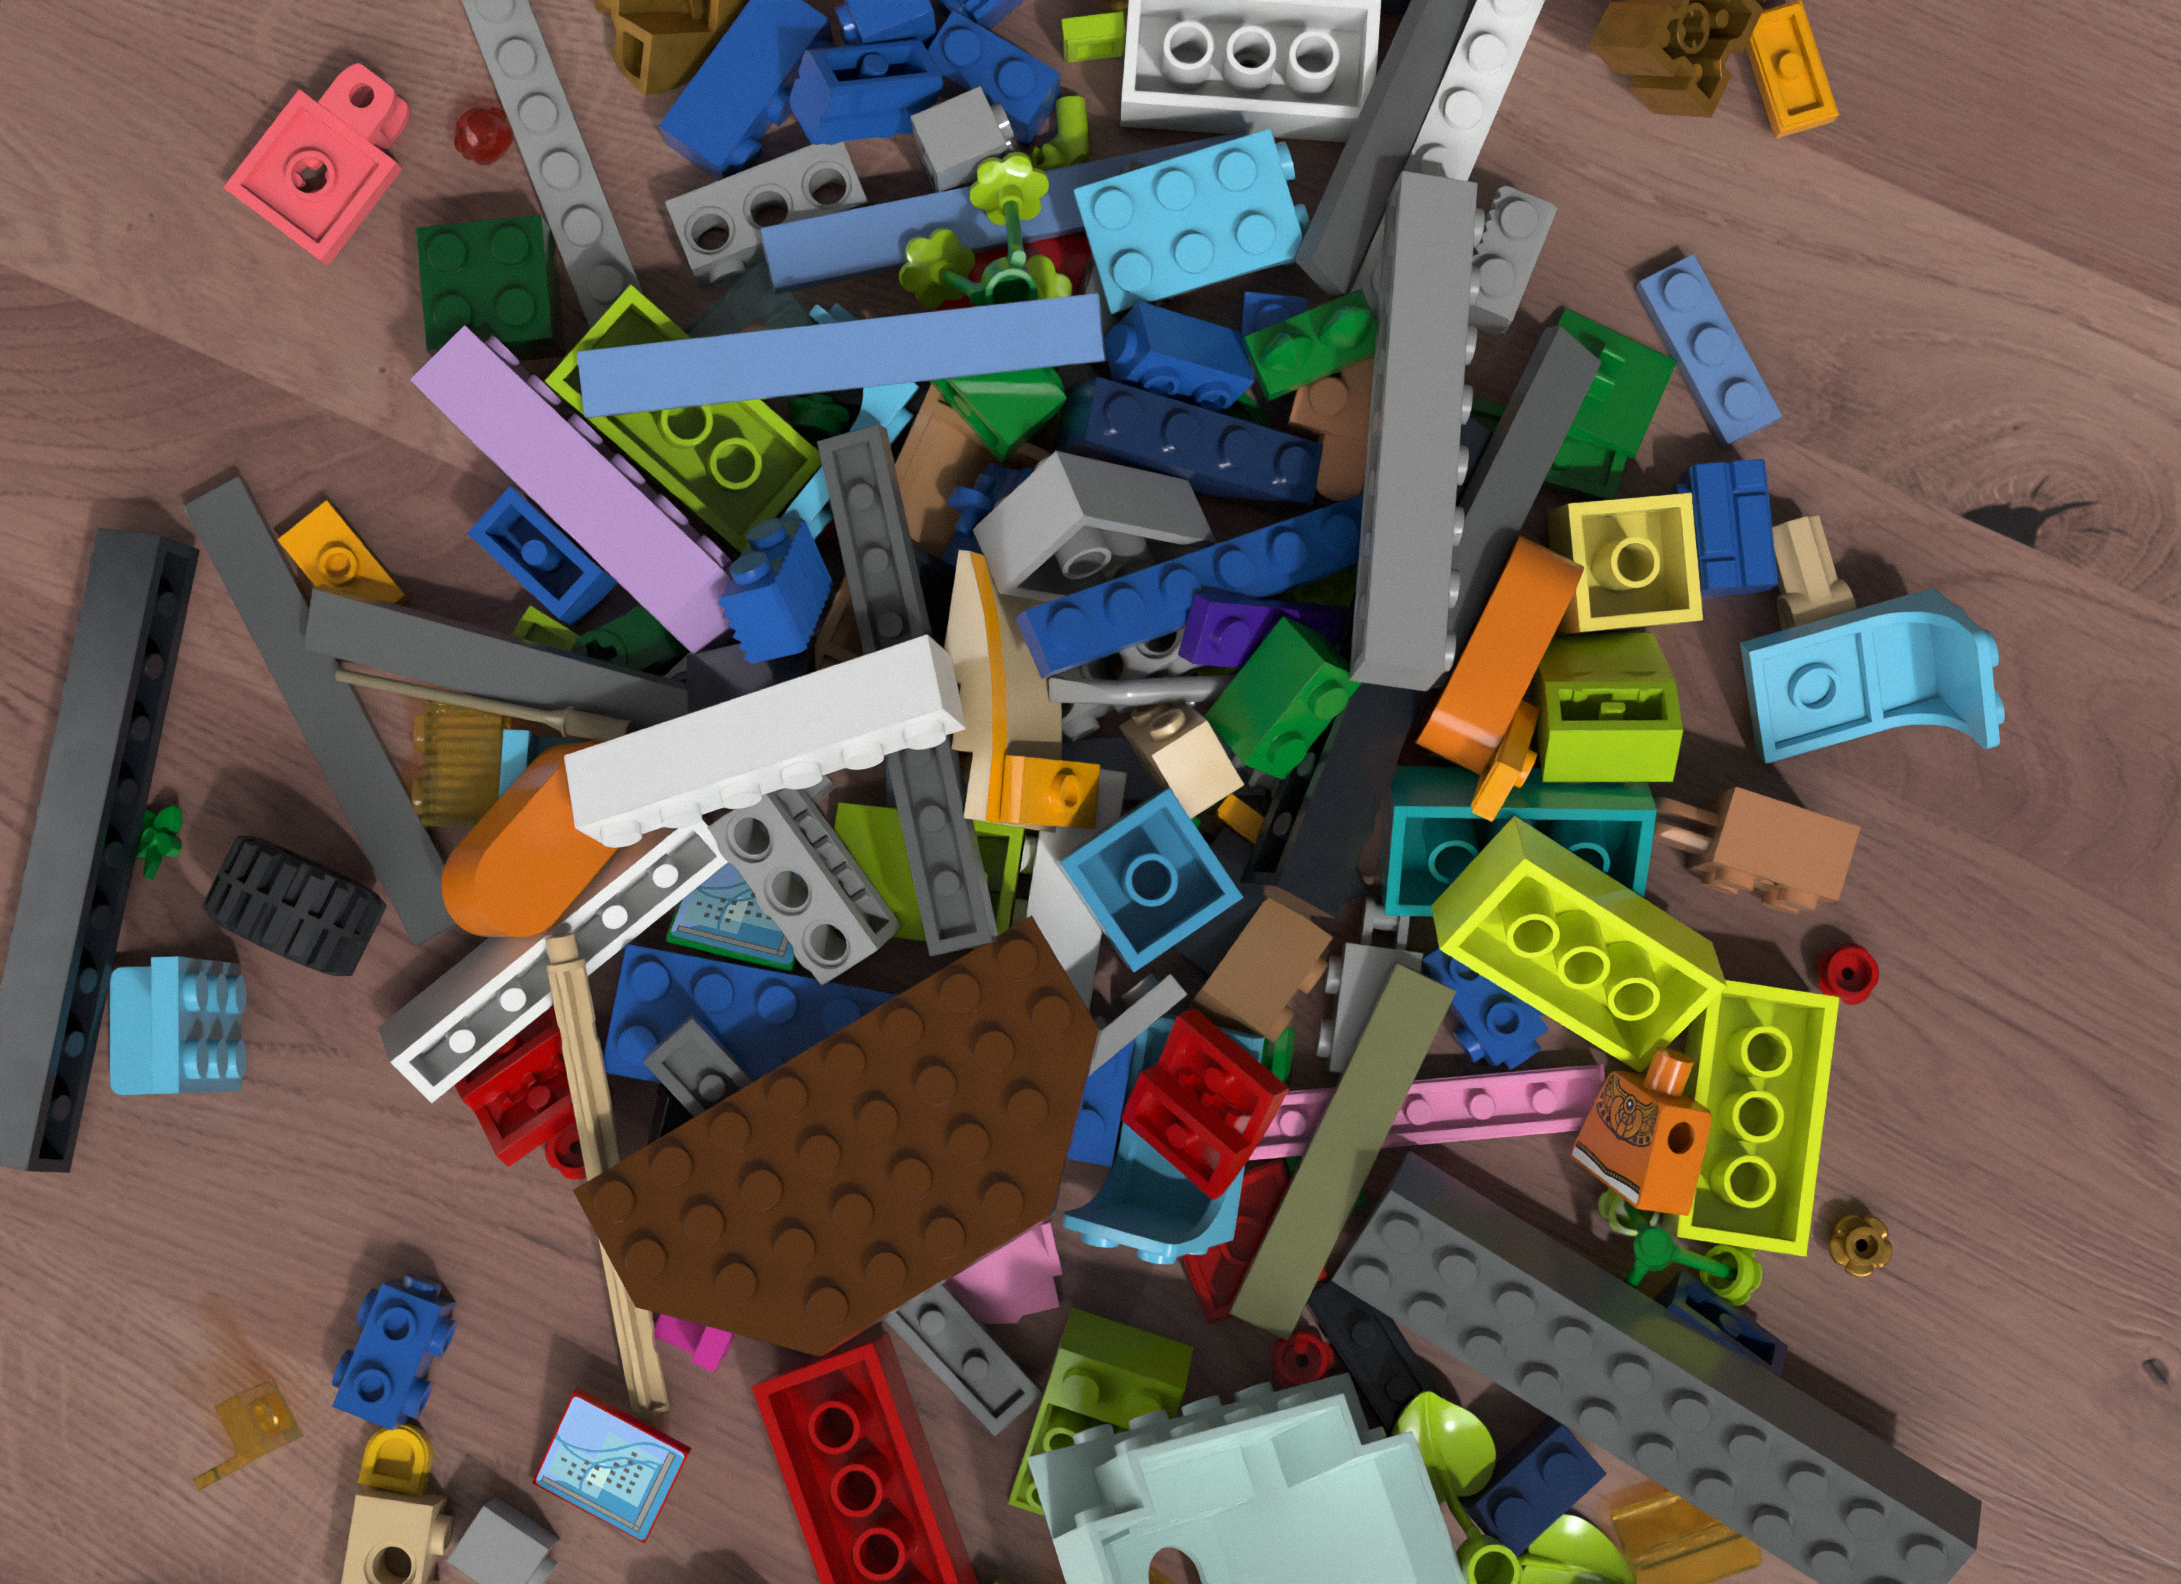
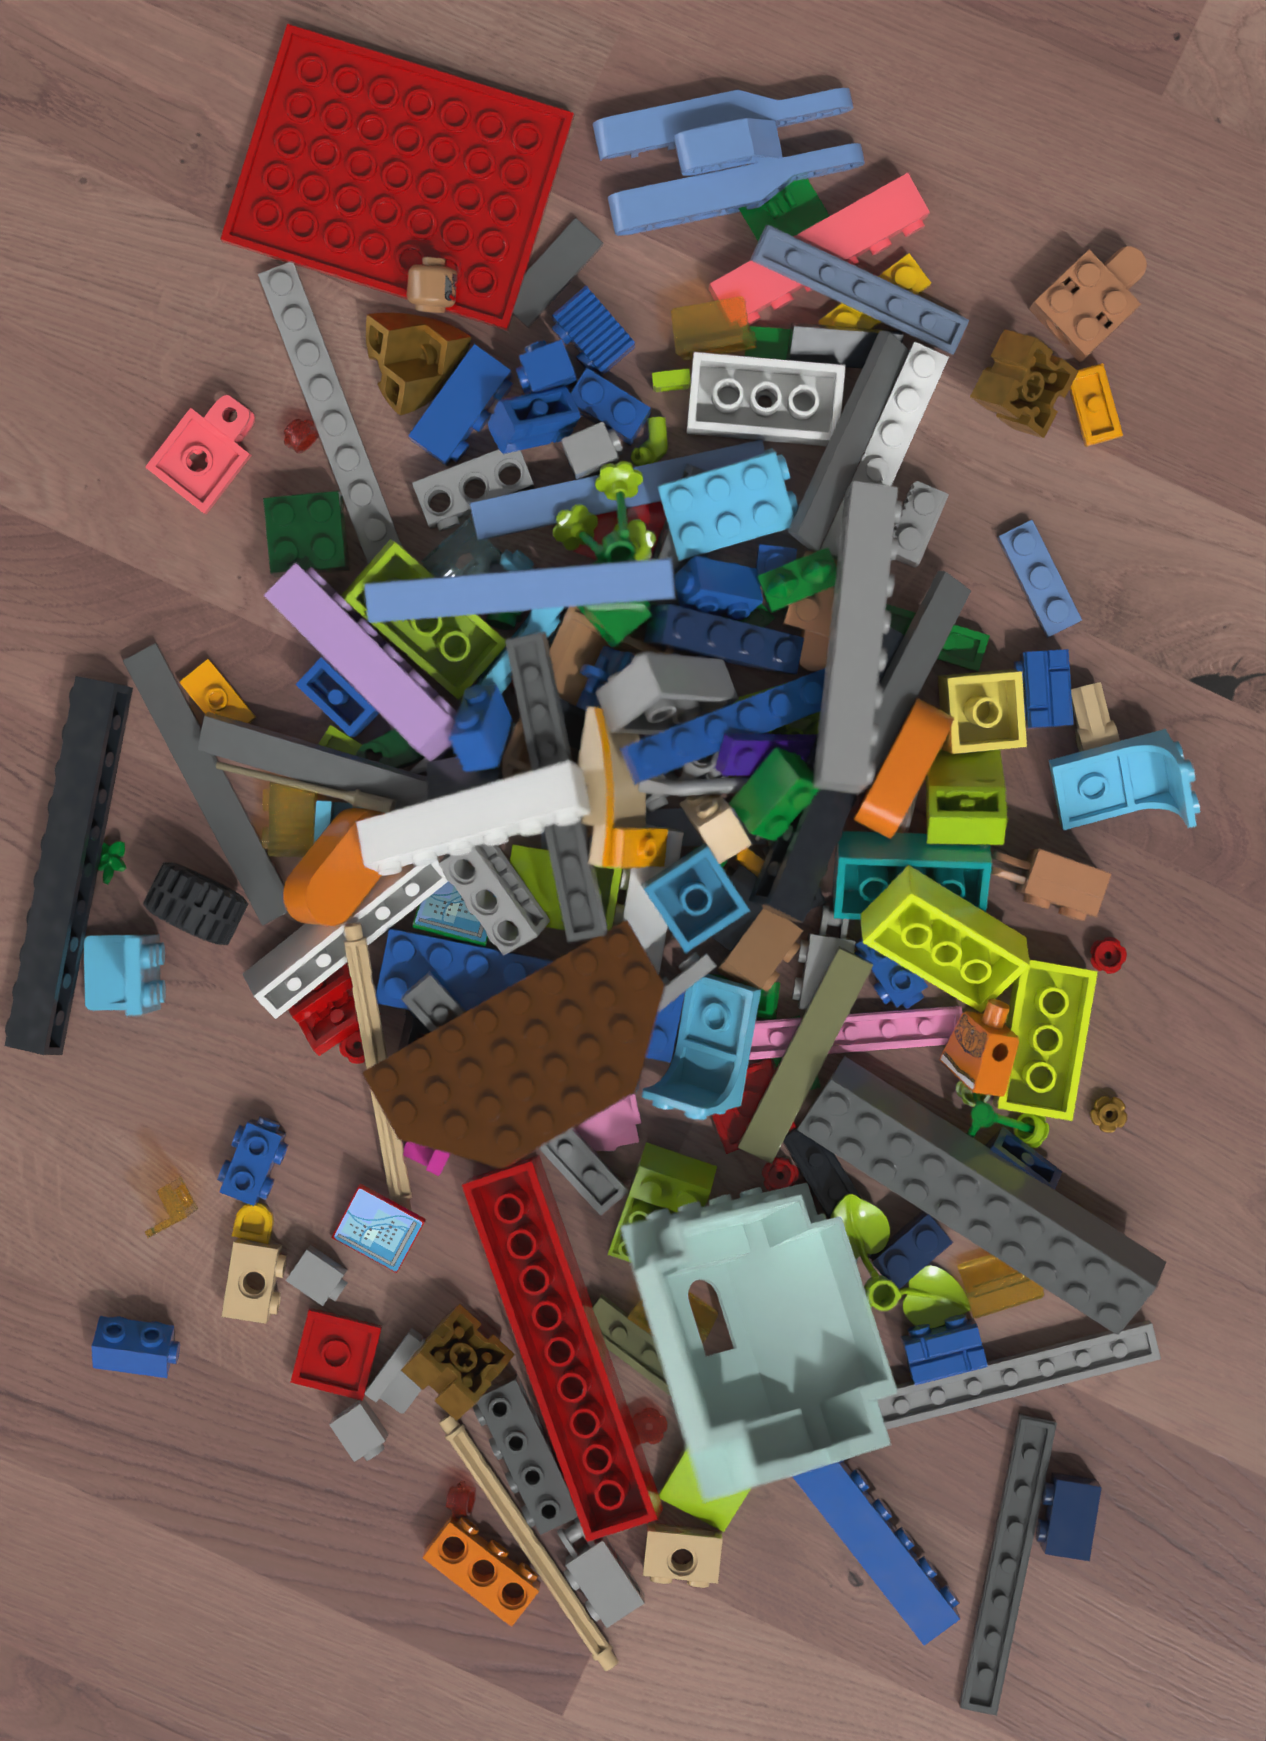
camera: 10 degrees right, 5 degrees up
(1204, 1103) = (725, 1027): red slope -> none
(1508, 765) = (906, 834): light orange plate -> none
(1624, 388) = (988, 600): green piece -> none

